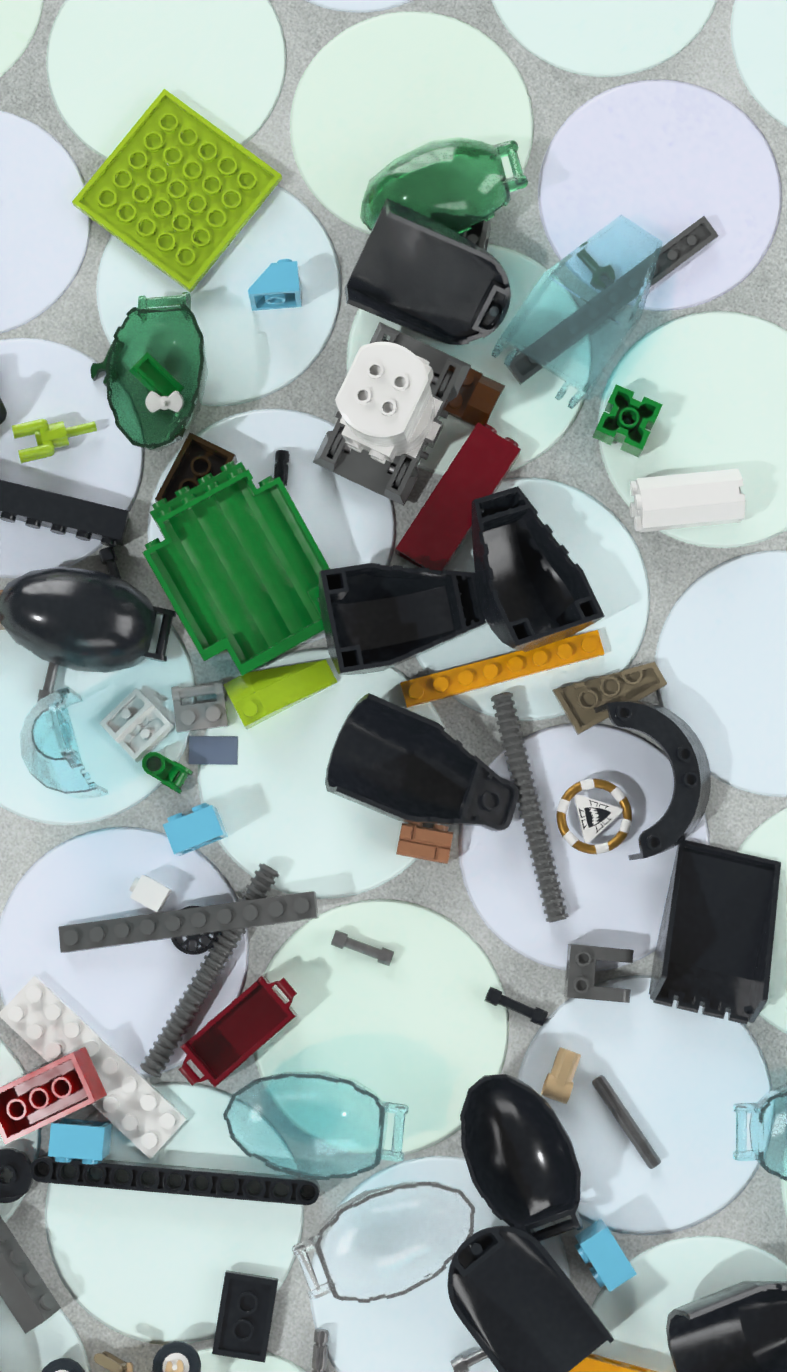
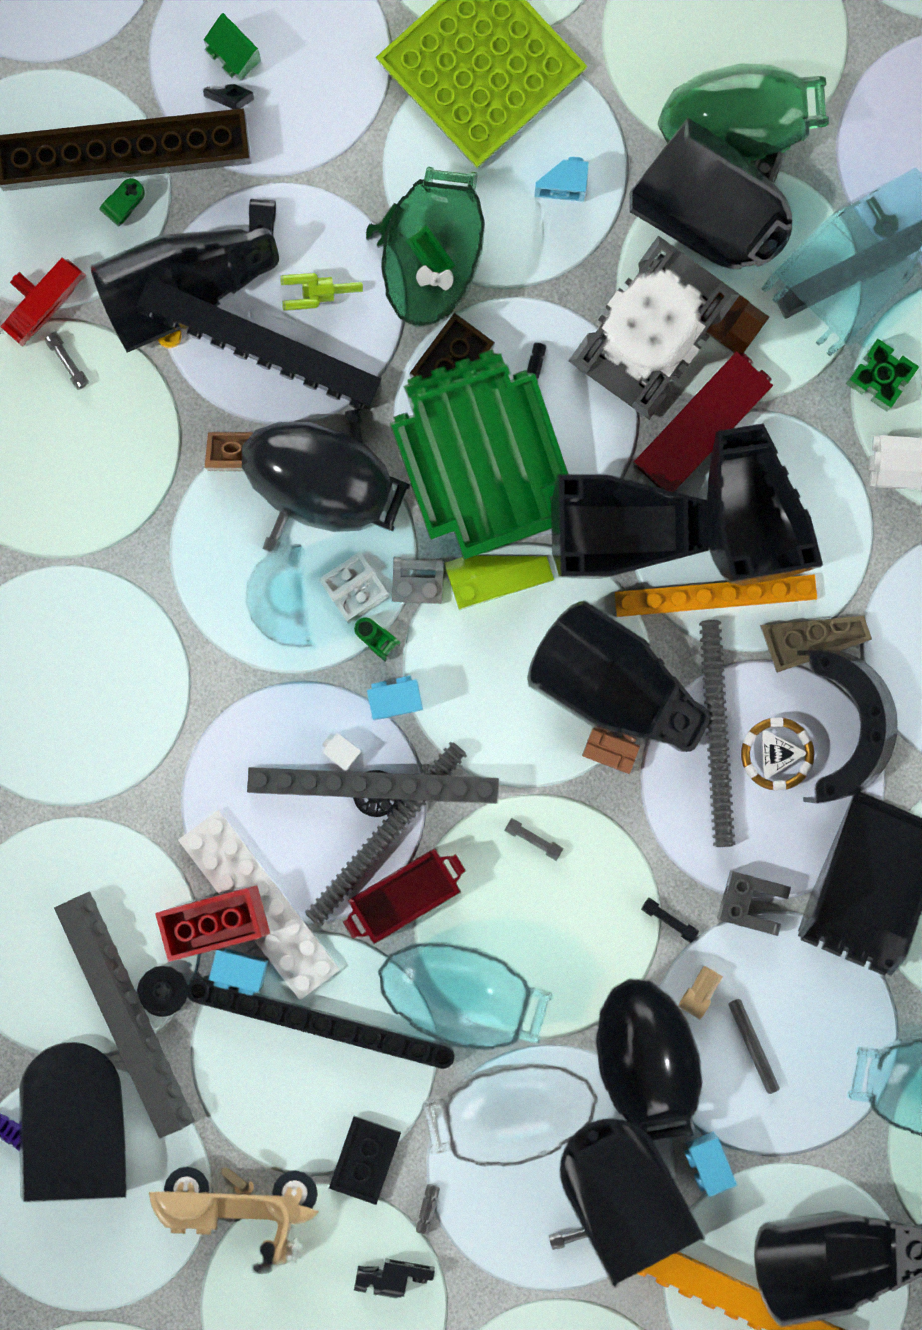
camera: 10 degrees right, 5 degrees up
(213, 750) = (423, 624): sand blue sticker -> none

